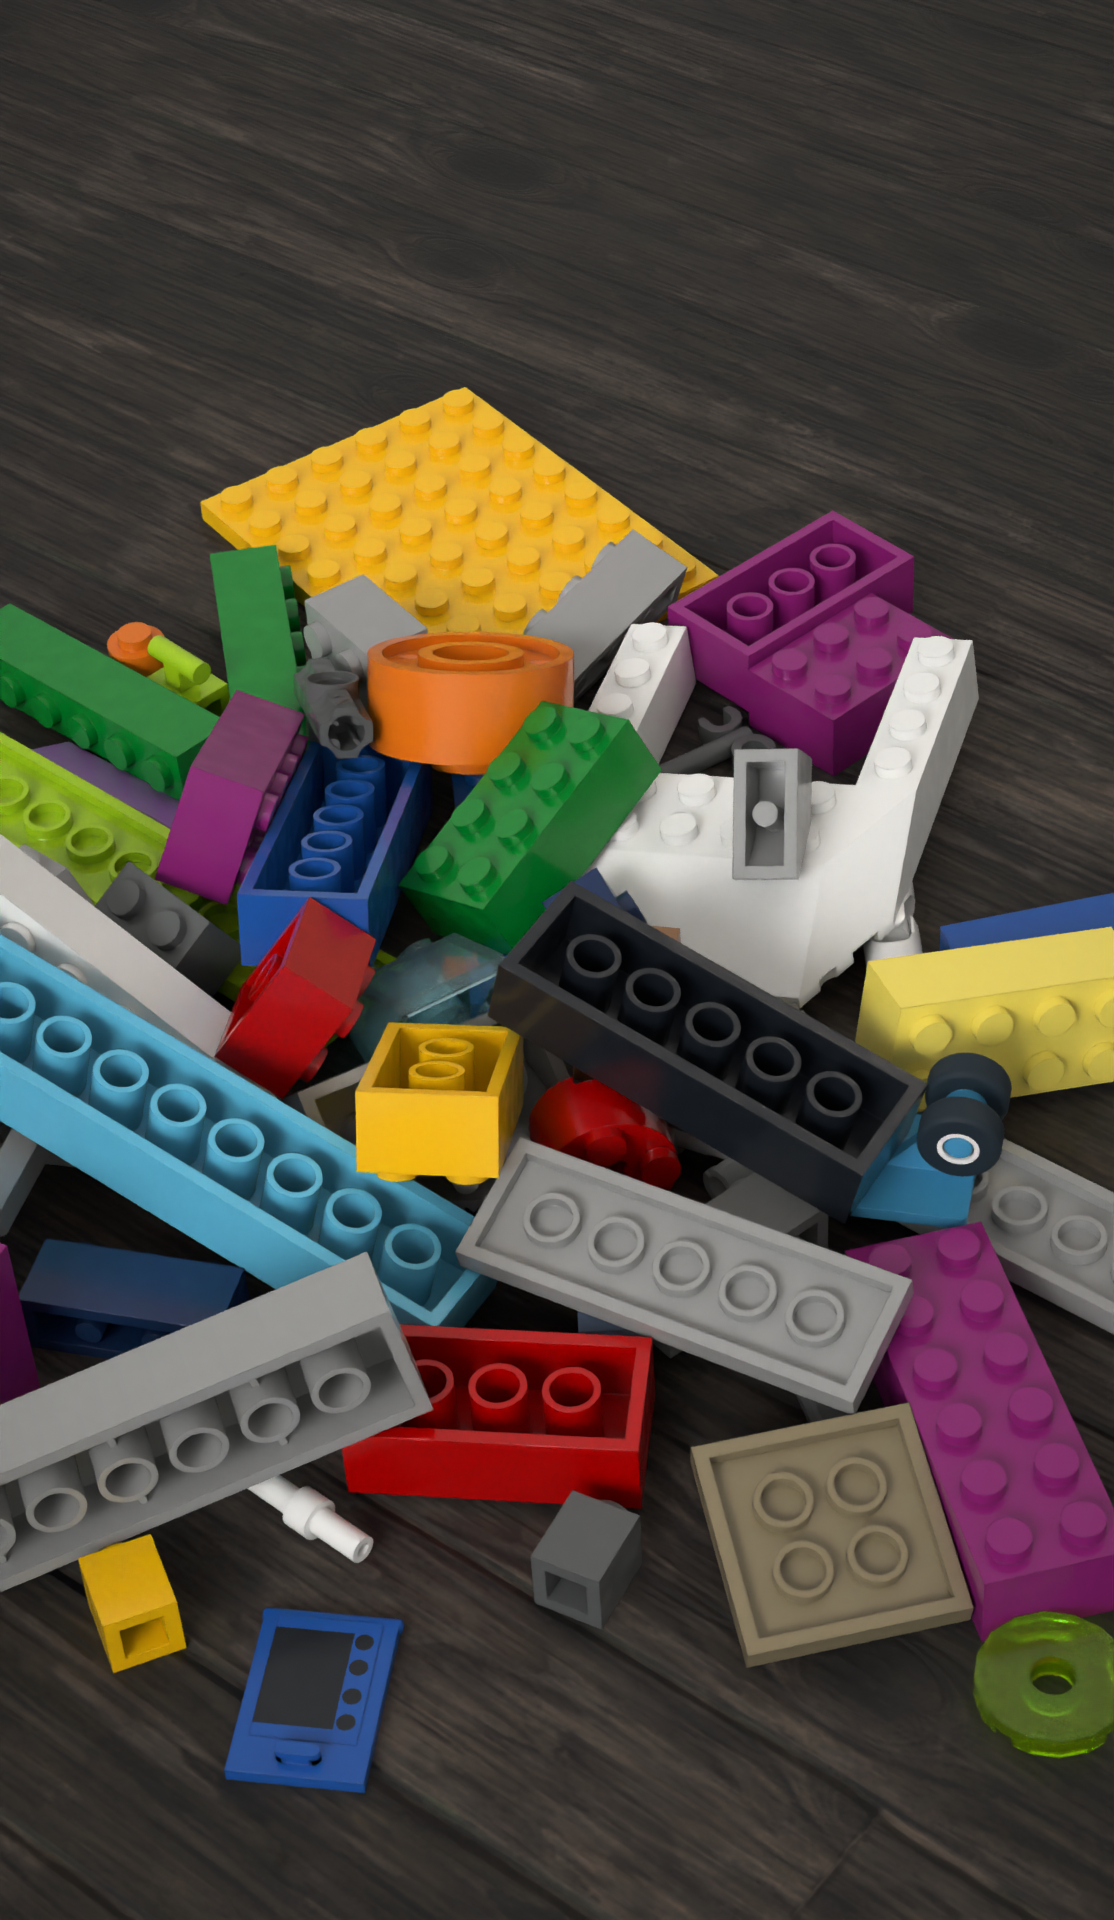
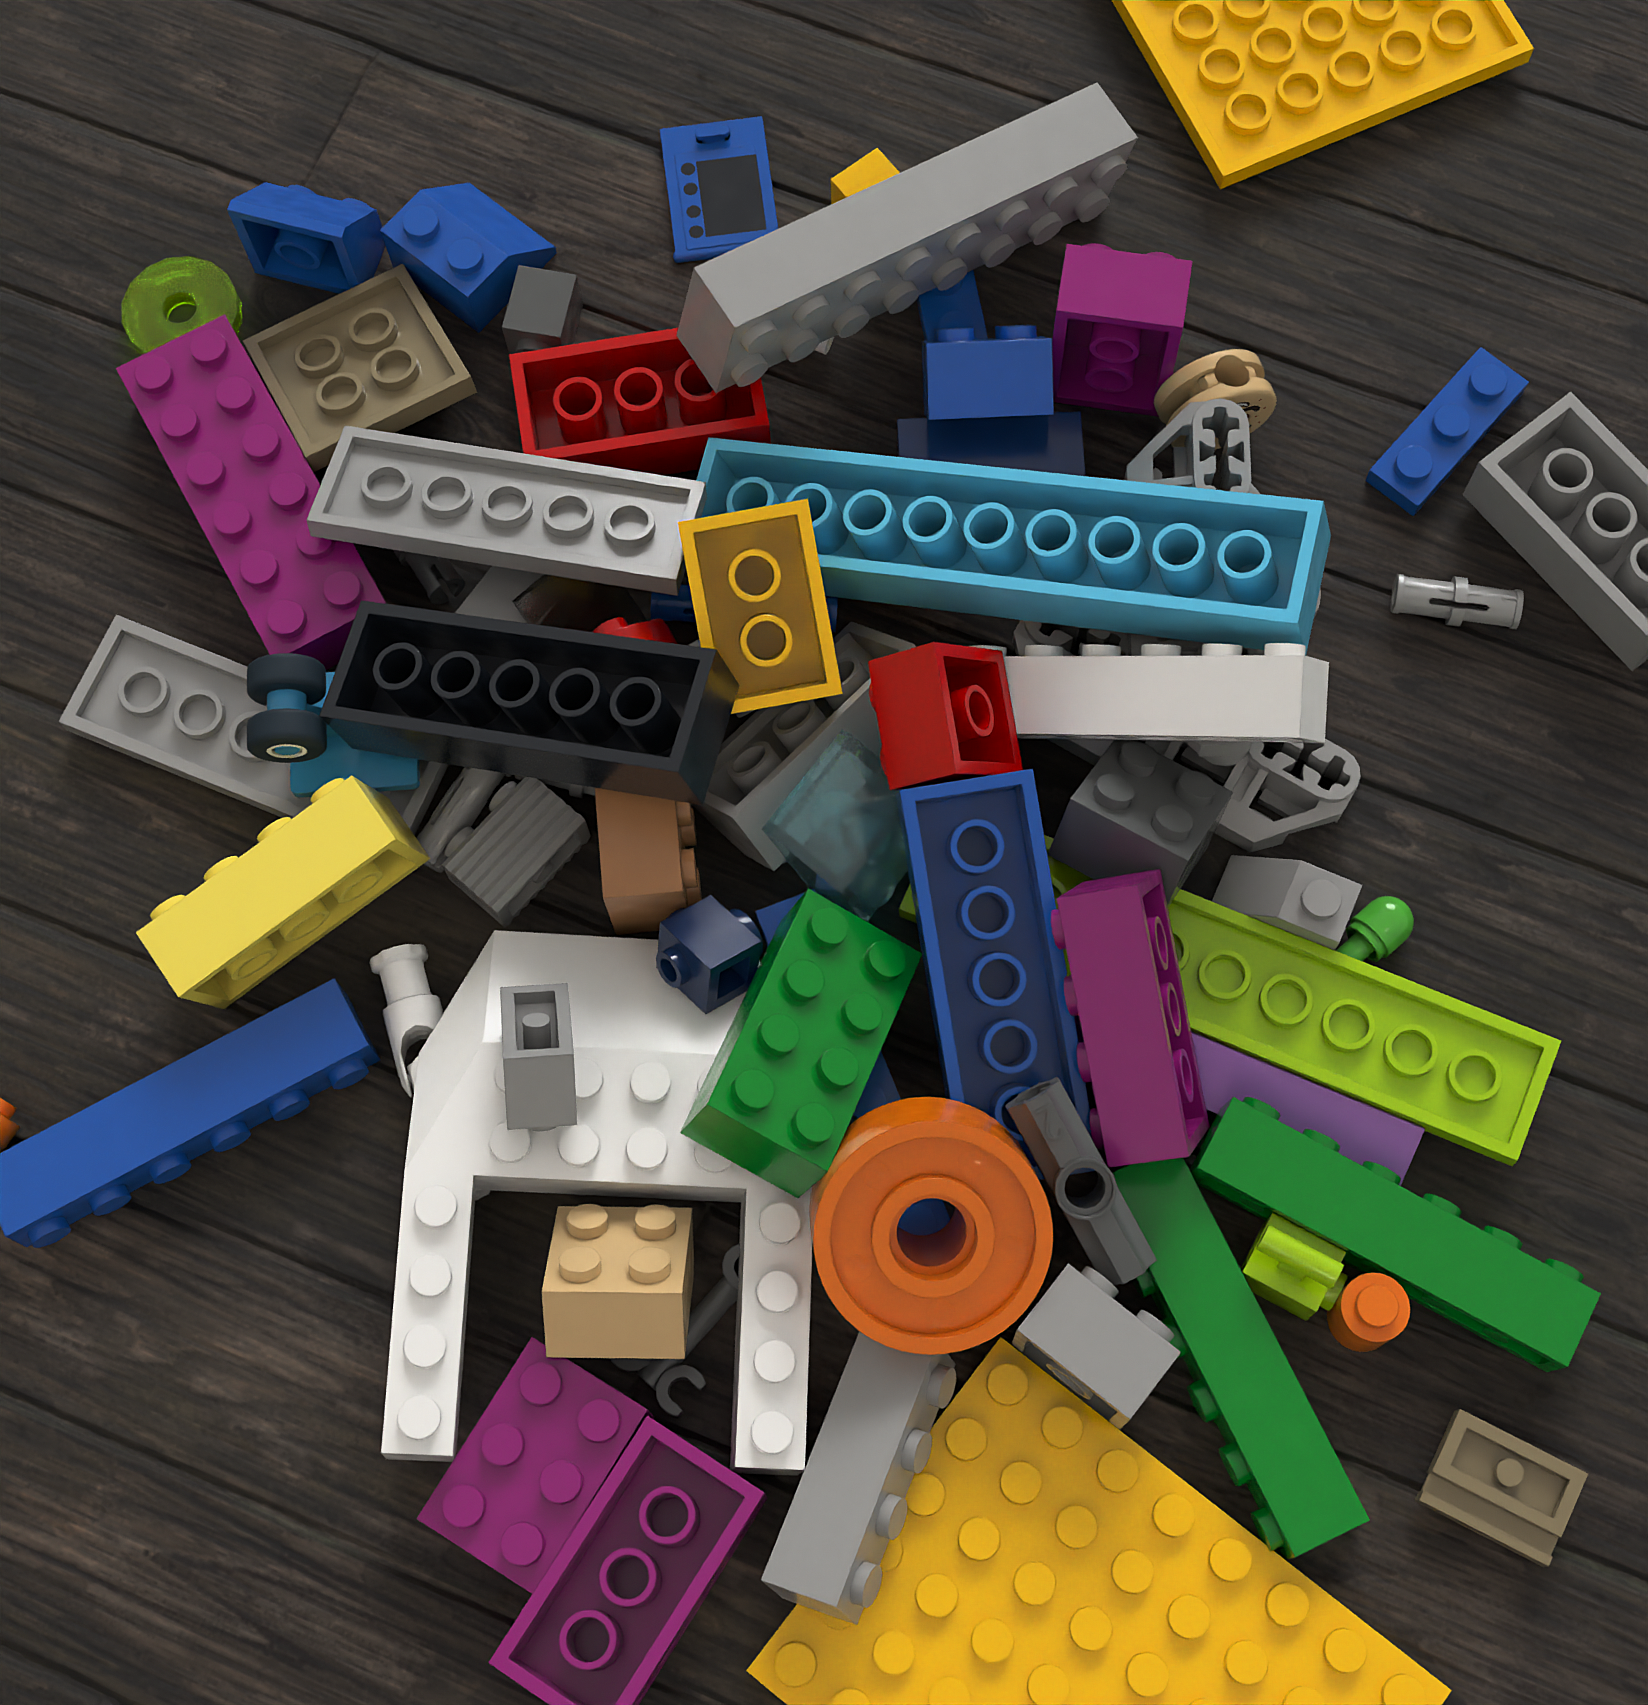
camera: 165 degrees right, 30 degrees up
(91, 1309) = (987, 375): none -> blue brick
(98, 584) = (1501, 1487): none -> dark tan plate
(659, 1661) = (463, 249): none -> blue slope
(743, 714) = (619, 1282): none -> tan brick
(860, 1688) = (308, 236): none -> blue slope

